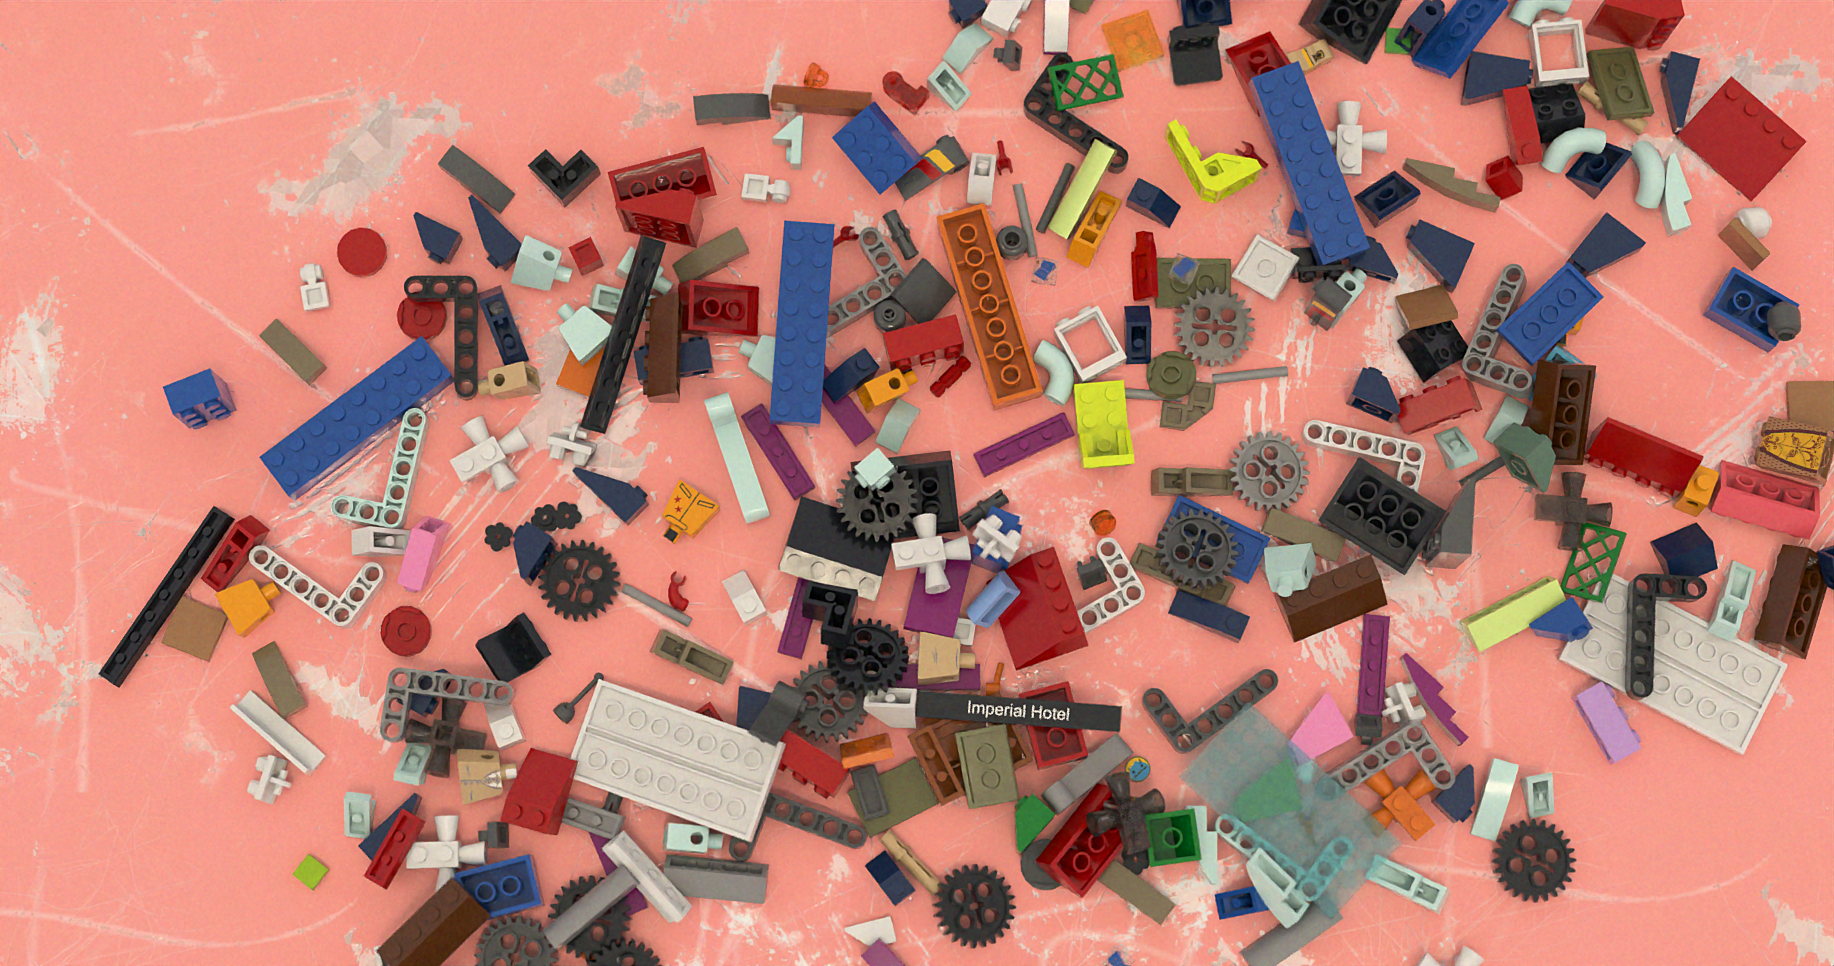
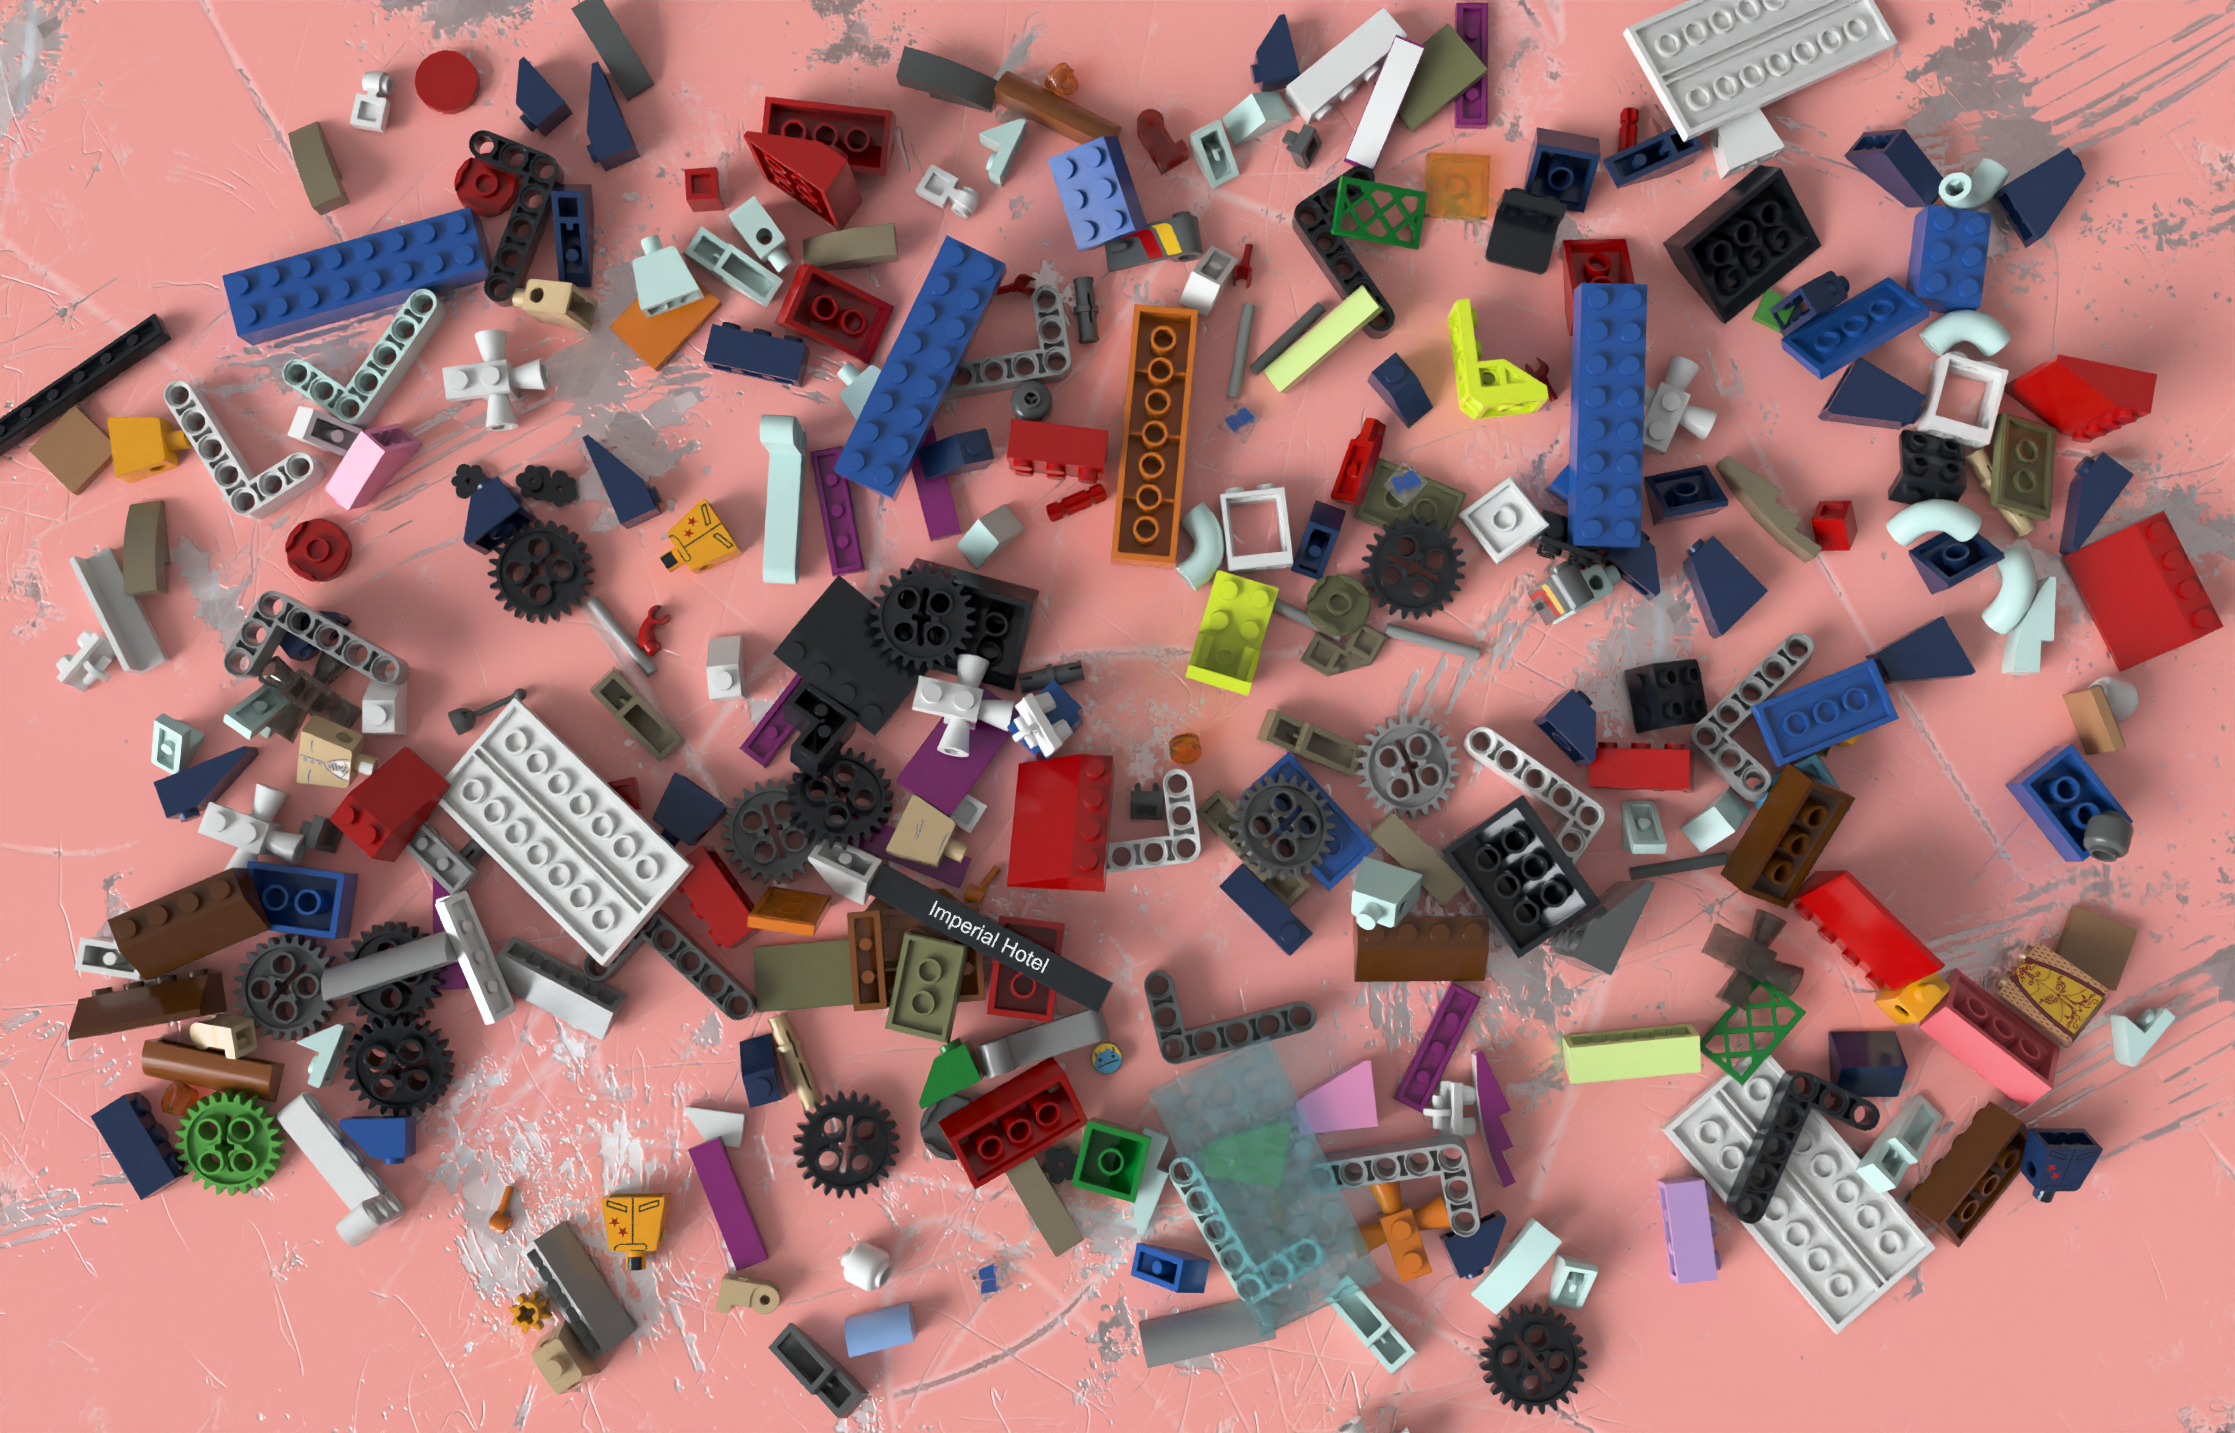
camera: 20 degrees right, 5 degrees up
(199, 399) = (177, 178): blue brick -> none
(234, 552) = (148, 379): red slope -> none
(310, 872) = (94, 789): lime tile -> none
(394, 848) = (191, 803): red hinge -> none
(513, 649) = (427, 623): black bracket -> none
(539, 265) = (642, 177): light aqua torso -> none
(567, 180) = (717, 89): black brick -> none
(582, 448) = (600, 401): white hips -> none
(623, 334) = (706, 297): black tile -> none
(664, 349) = (746, 335): reddish brown slope -> none
(678, 838) = (529, 927): light aqua torso -> none
(779, 713) = (701, 827): dark grey door -> none
(869, 792) = (778, 962): dark grey tile -> none
(874, 470) = (930, 580): light aqua brick -> none
(879, 393) = (979, 489): light orange torso -> none
(923, 292) = (1083, 389): dark grey tile -> none
(993, 600) = (1015, 790): light blue brick -> none
(1012, 235) = (1215, 361): dark grey head -> none
(1024, 444) = (1130, 618): magenta tile -> none
(1093, 229) = (1317, 393): light orange slope -> none
(1126, 813) = (1066, 1112): clear smoke brick -> none
(1275, 888) = (1210, 1272): light aqua slope -> none
(1312, 56) = (1665, 289): tan leg -> none
(1367, 727) = (1400, 1120): dark grey tile -> none
(1426, 307) = (1677, 645): medium nougat tile -> none
(1521, 126) = (1882, 472): red slope -> none
(1527, 455) = (1726, 873): sand green slope -> none
(1563, 623) = (1686, 1090): blue slope -> none

